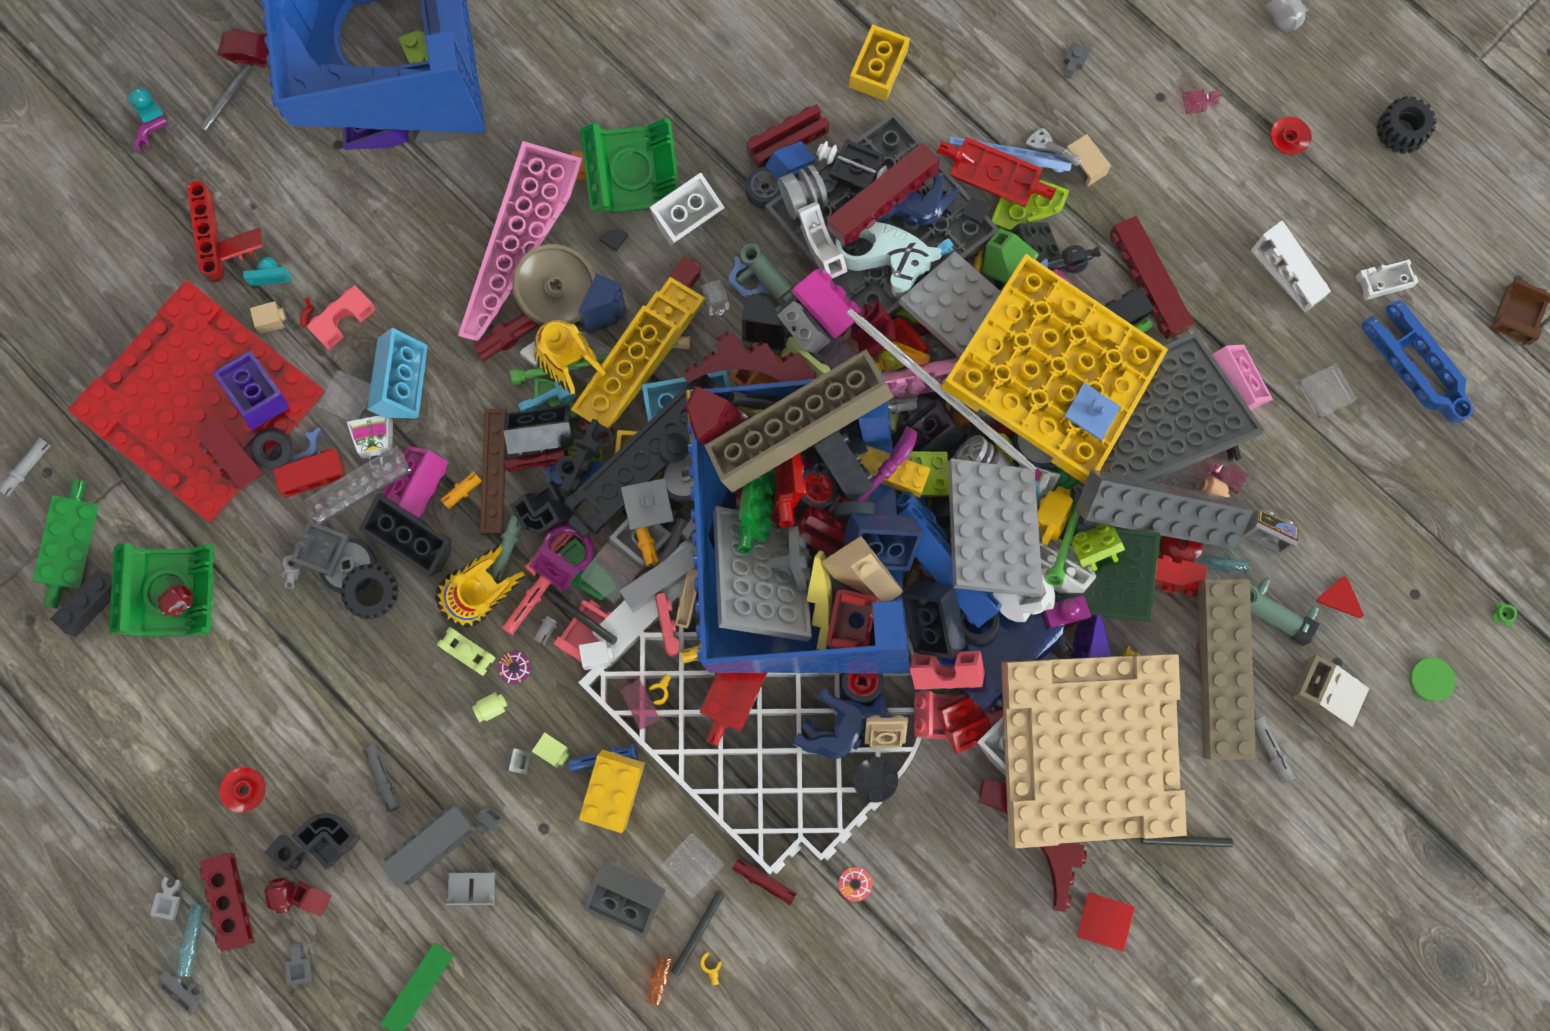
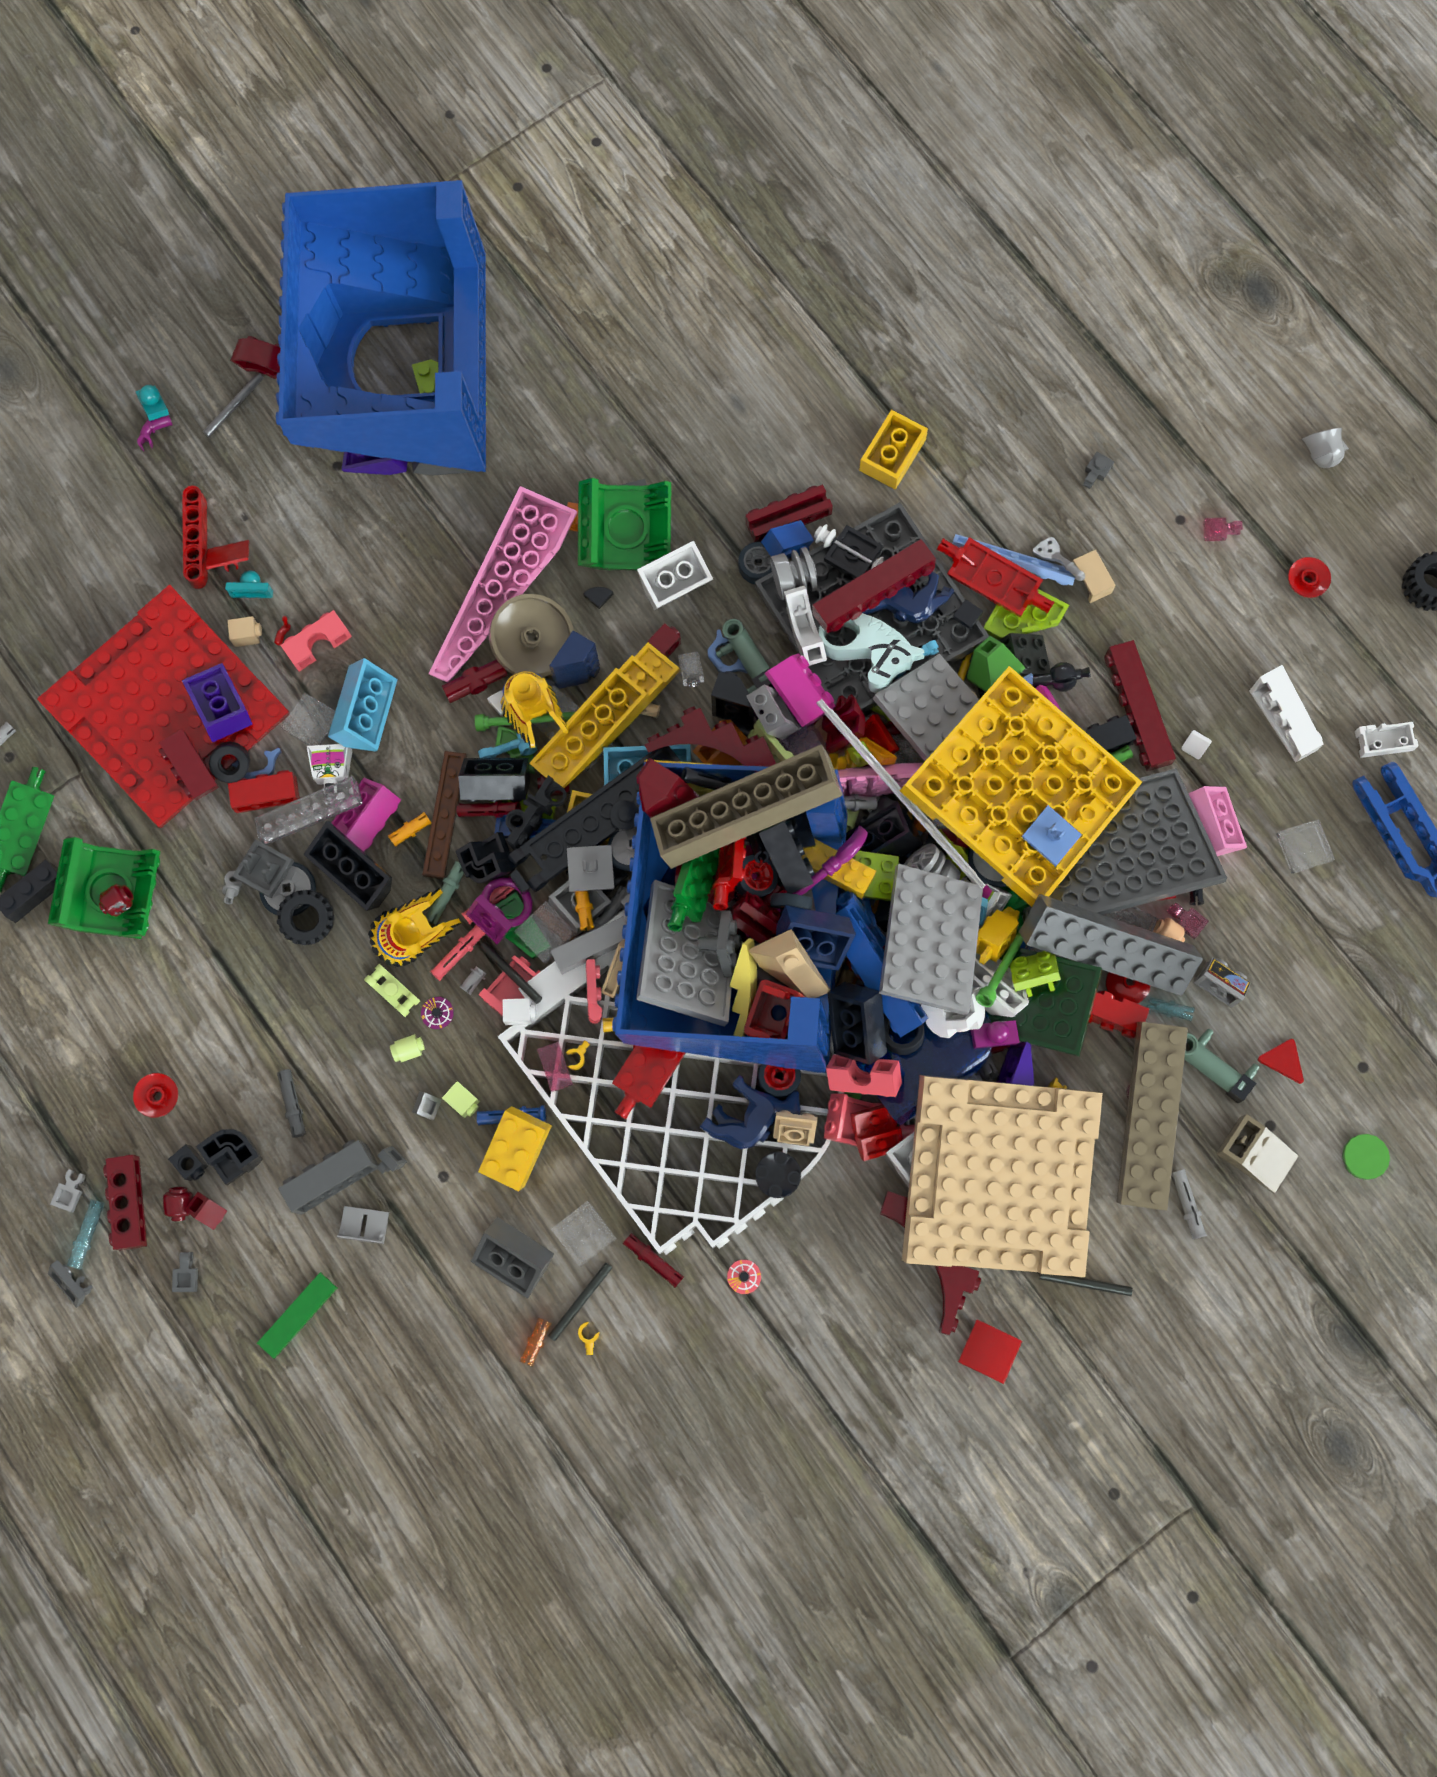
camera: 15 degrees right, 0 degrees up
(1210, 307) = (1196, 744): none -> white slope

